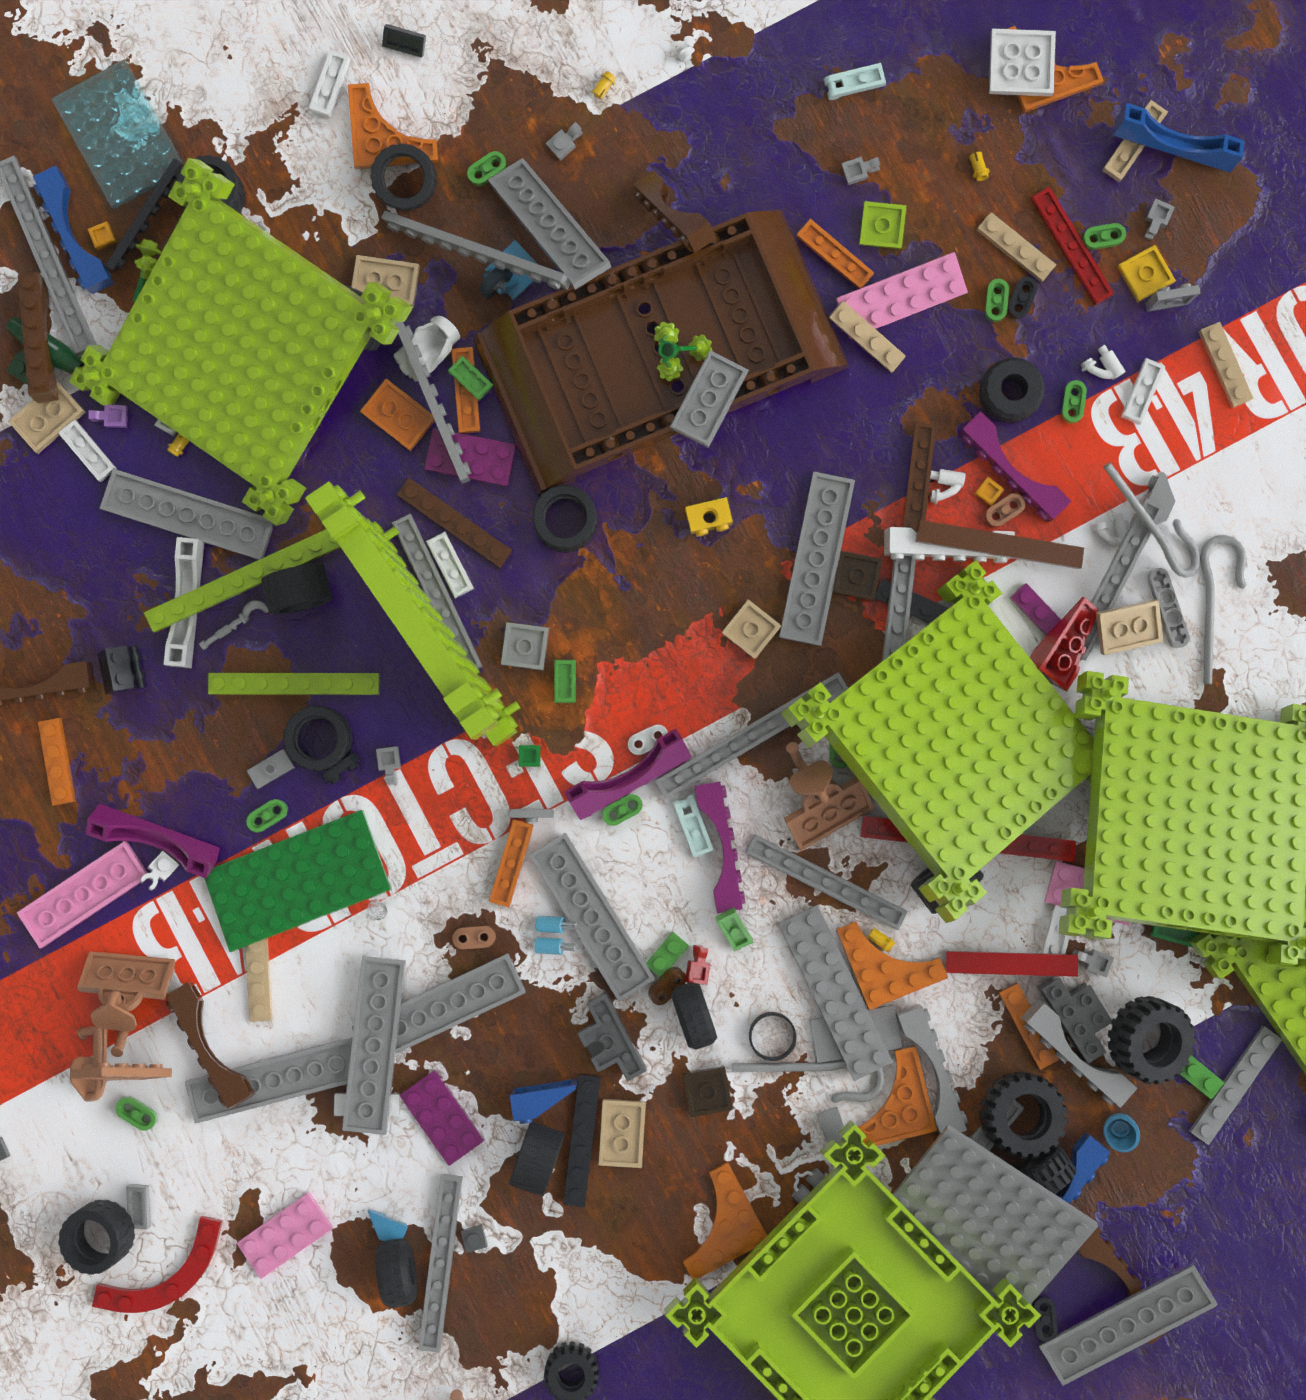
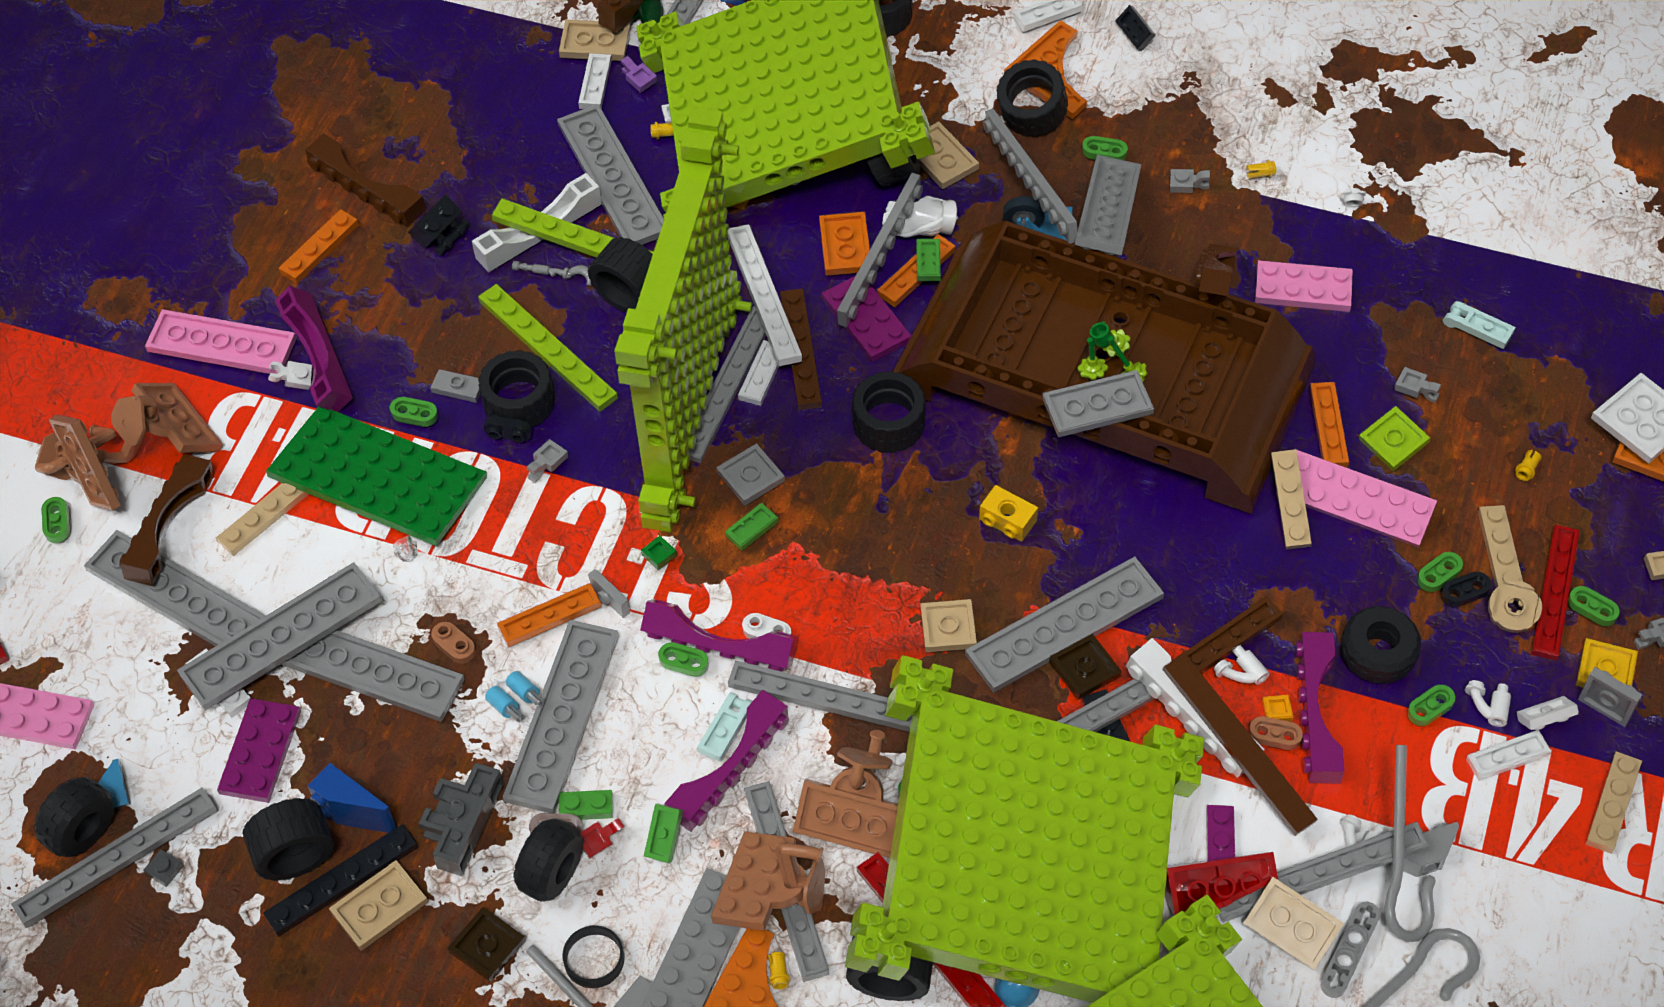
camera: 45 degrees right, 30 degrees down
(397, 511) = (764, 296): none -> white plate
(718, 156) = (1303, 286): none -> bright pink plate
(821, 902) = (768, 878): none -> nougat plate
(1050, 281) = (1527, 599): none -> tan plate
(1142, 341) = (1547, 713): none -> white plate

